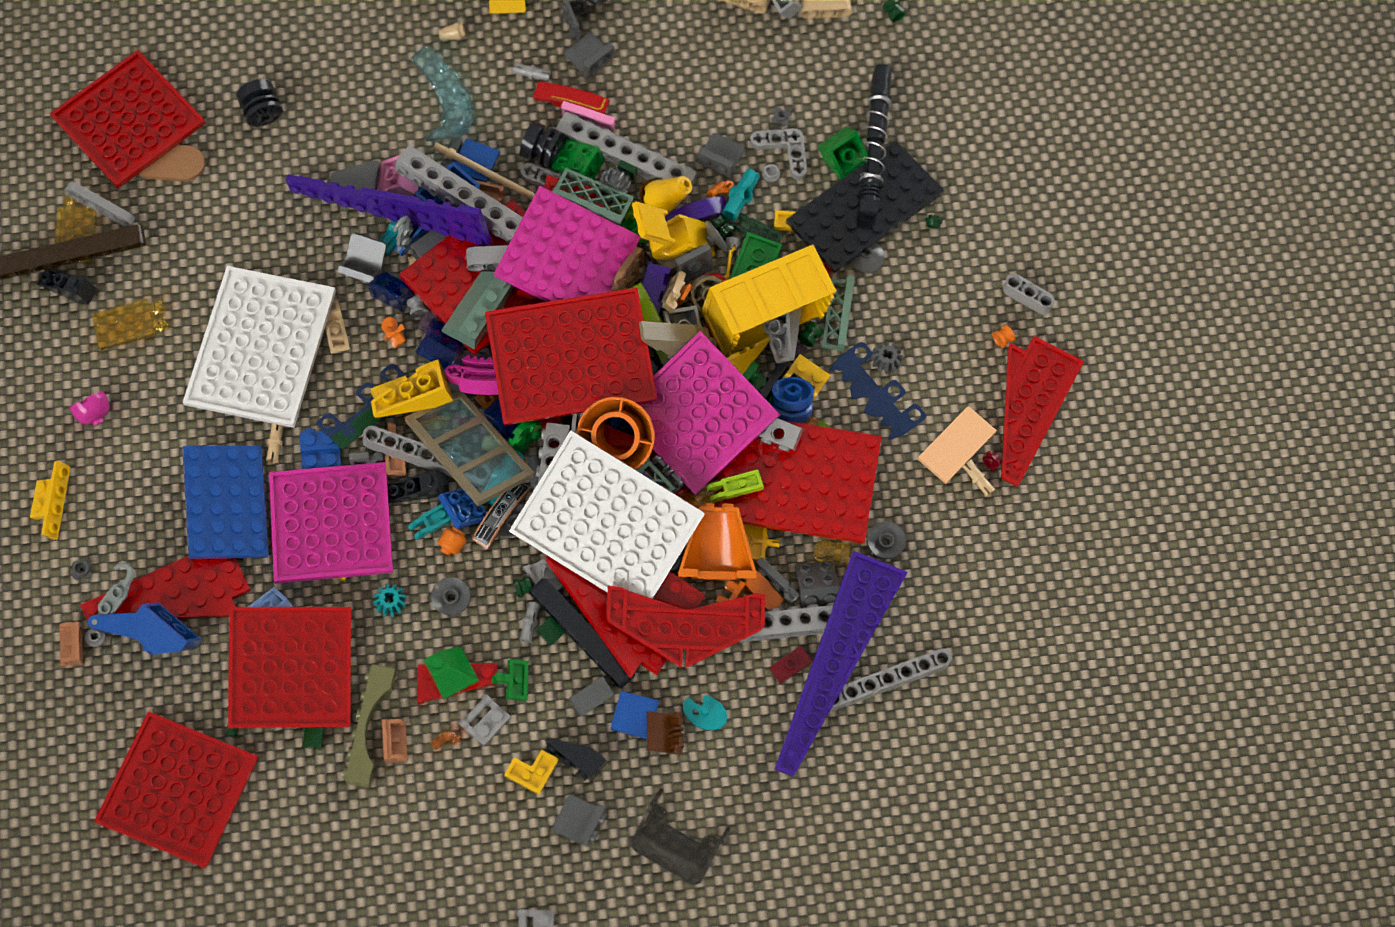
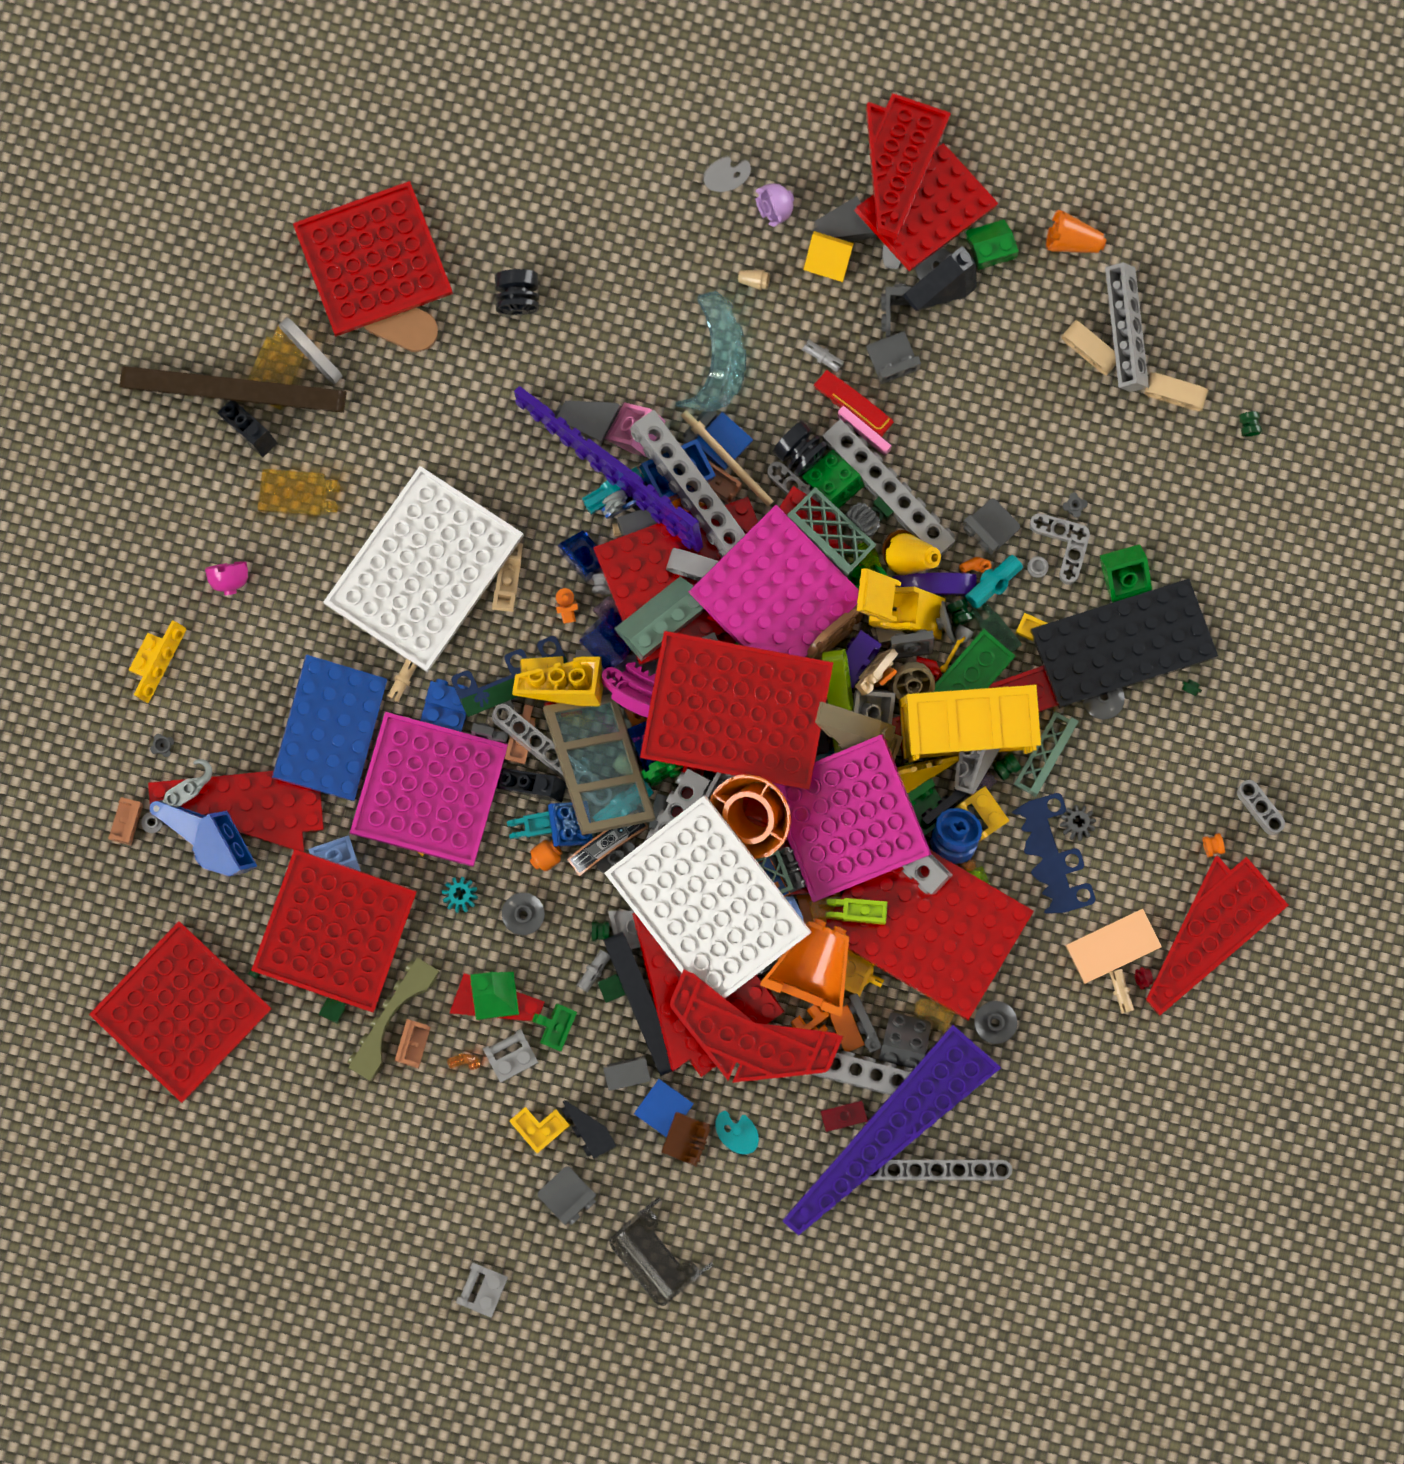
camera: 25 degrees right, 10 degrees up
(363, 258) = (564, 511): bracket -> none
(879, 103) = (1185, 533): black piece -> none

